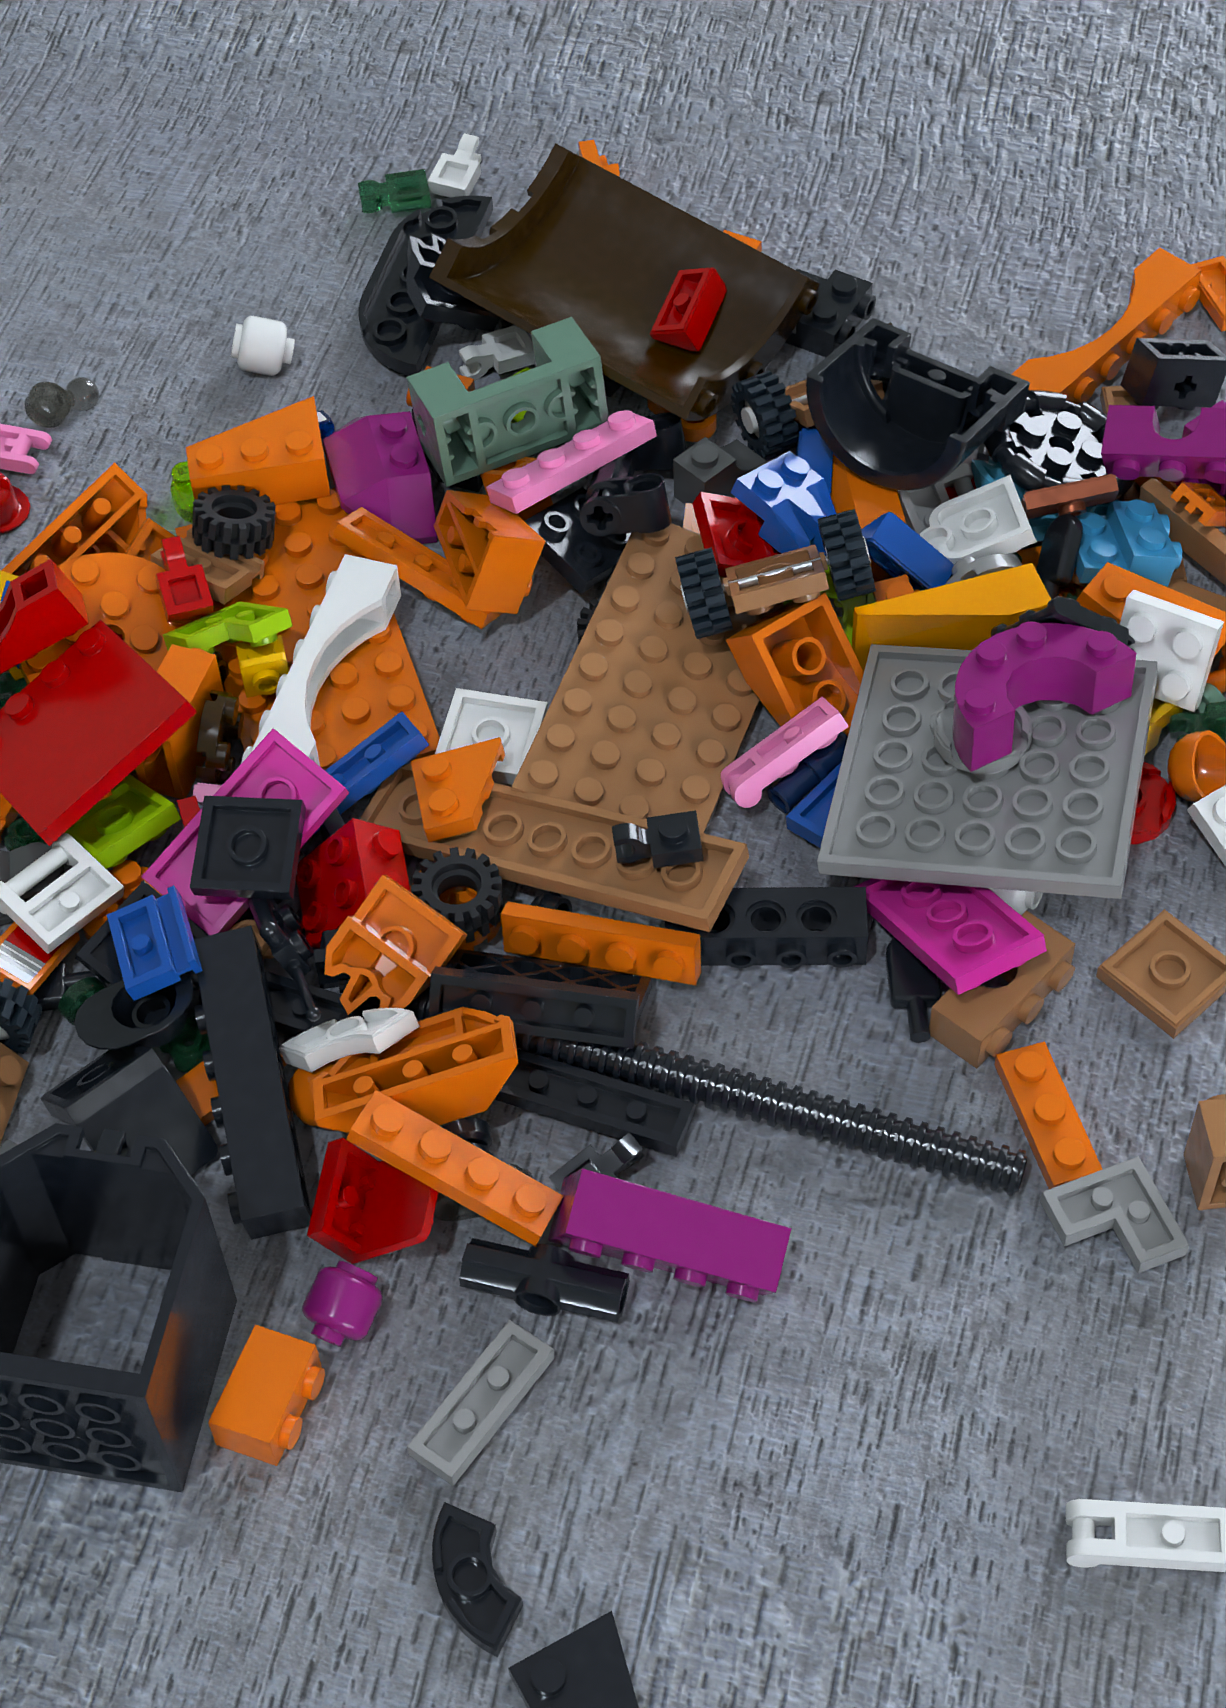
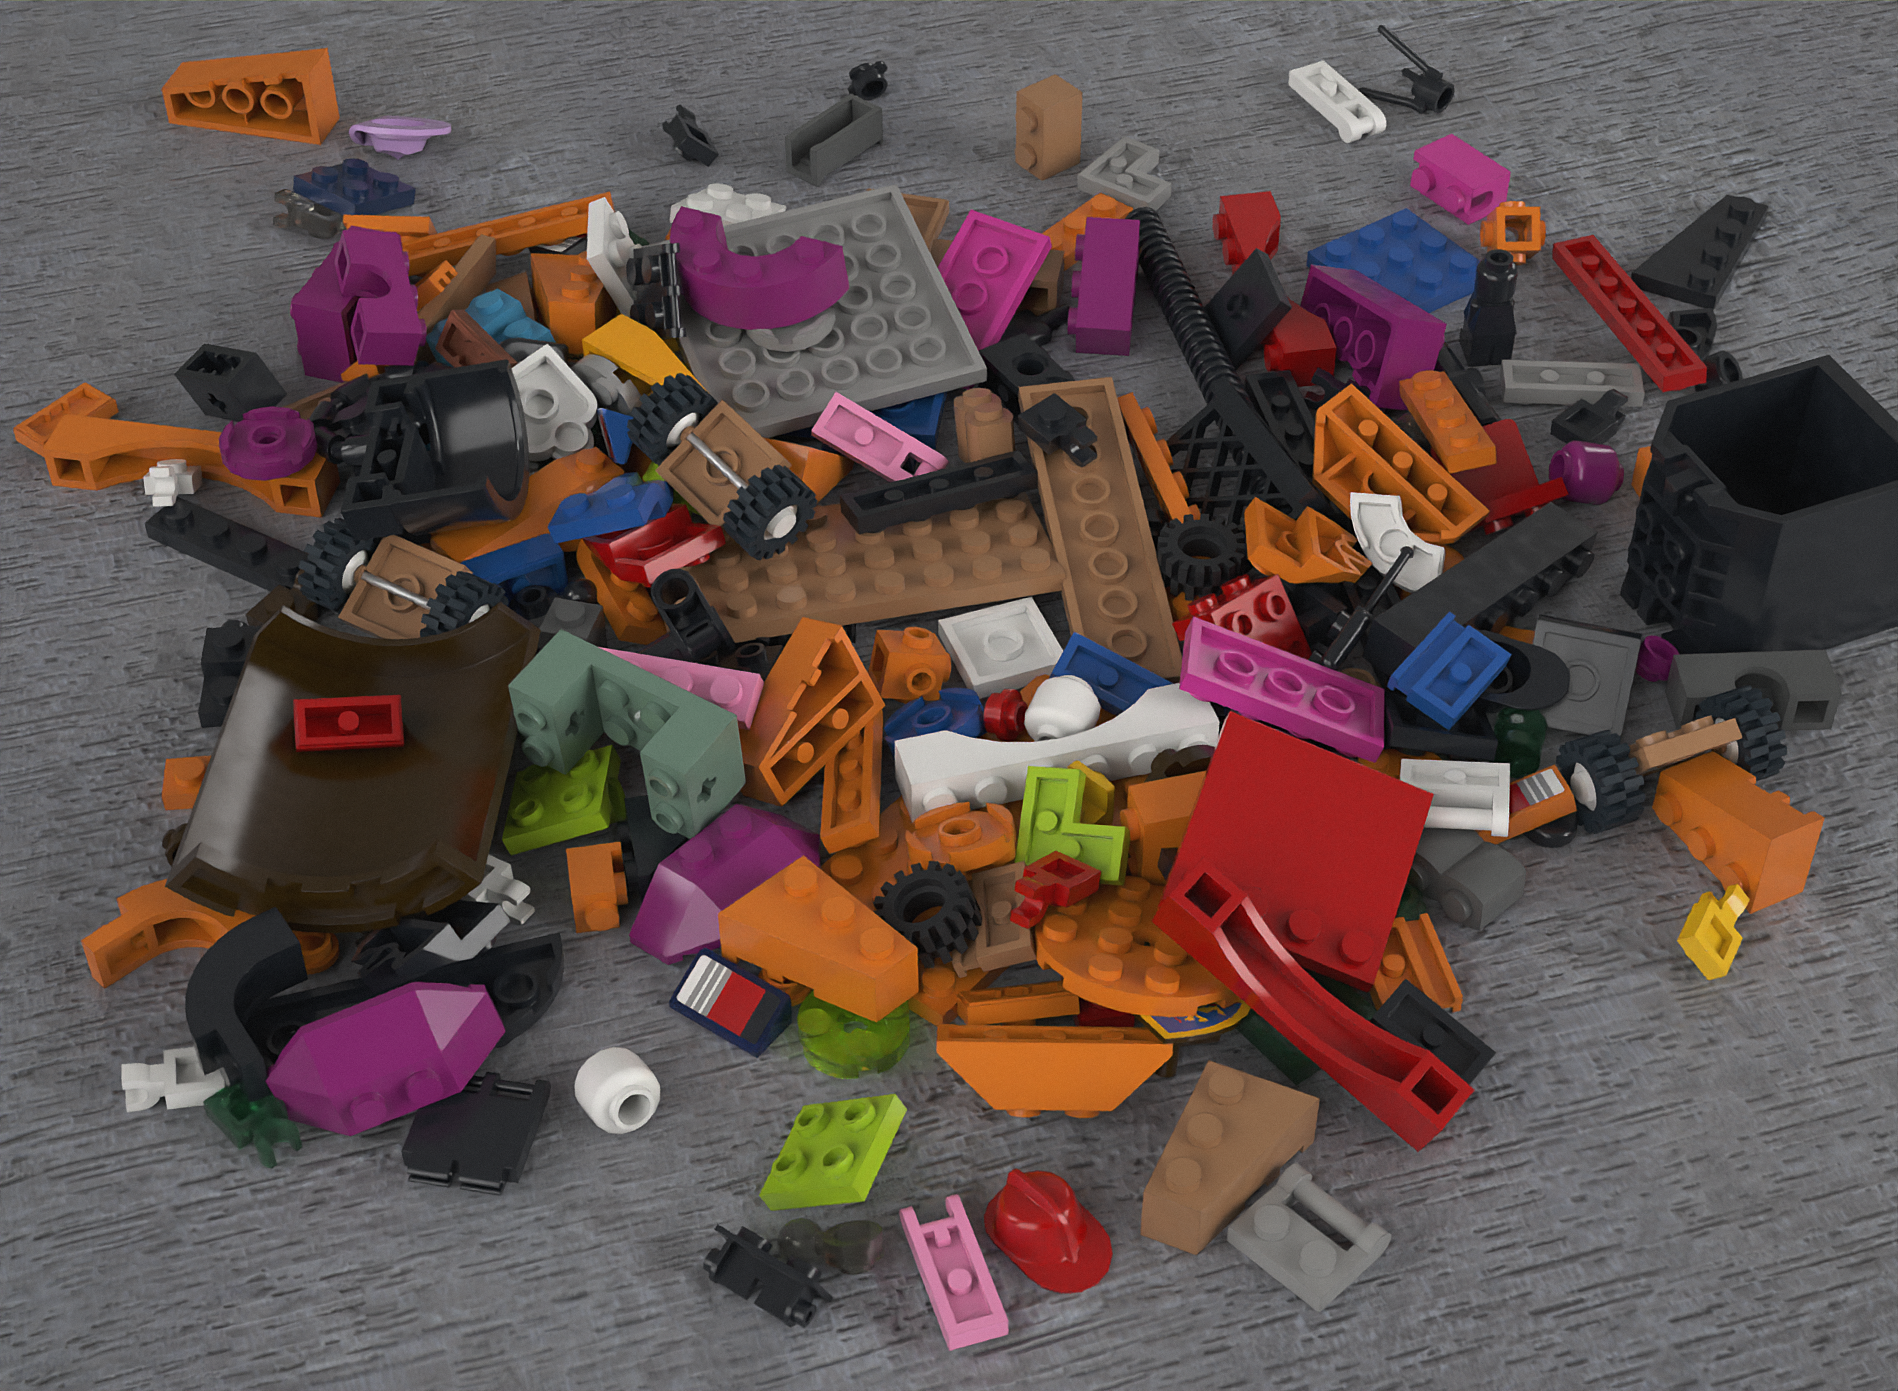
camera: 125 degrees left, 10 degrees down
(83, 358) = (787, 1286): none -> black hinge
(114, 419) = (833, 1153): none -> lime plate
(248, 847) = (1304, 658): black plate -> none
(266, 587) = (963, 837): none -> orange plate
(299, 279) = (476, 1135): none -> black plate
(352, 695) = (1061, 709): none -> white head
(361, 231) = (385, 1056): none -> magenta wedge
(383, 1556) = (1721, 370): none -> black tile
(389, 668) = (1005, 714): none -> red plate
(411, 1368) = (1590, 421): none -> black plate
(443, 655) = (956, 712): none -> blue plate
(454, 787) = (1097, 607): orange wing -> none
(464, 174) = (226, 988): none -> black arch
(505, 652) = (909, 664): none -> orange brick
(536, 1526) = (1629, 314): none -> red plate
(607, 1363) = (1489, 314): none -> black piece
(678, 741) = (938, 492): none -> black plate
(742, 1509) = (1520, 220): none -> orange brick
(766, 831) = (982, 425): none -> medium nougat brick
(779, 1147) = (1248, 307): none -> black plate
(792, 1389) = (1405, 258): none -> blue plate
(896, 1547) = (1460, 178): none -> dark pink brick
(908, 1055) = (1105, 286): none -> magenta wedge
(928, 1260) = (1301, 338): none -> red arch
(1001, 339) = (226, 544): none -> black plate
(1055, 355) = (268, 444): none -> magenta plate
(1083, 321) = (171, 479): none -> white plate
(1105, 1654) = (1428, 88): none -> black plant

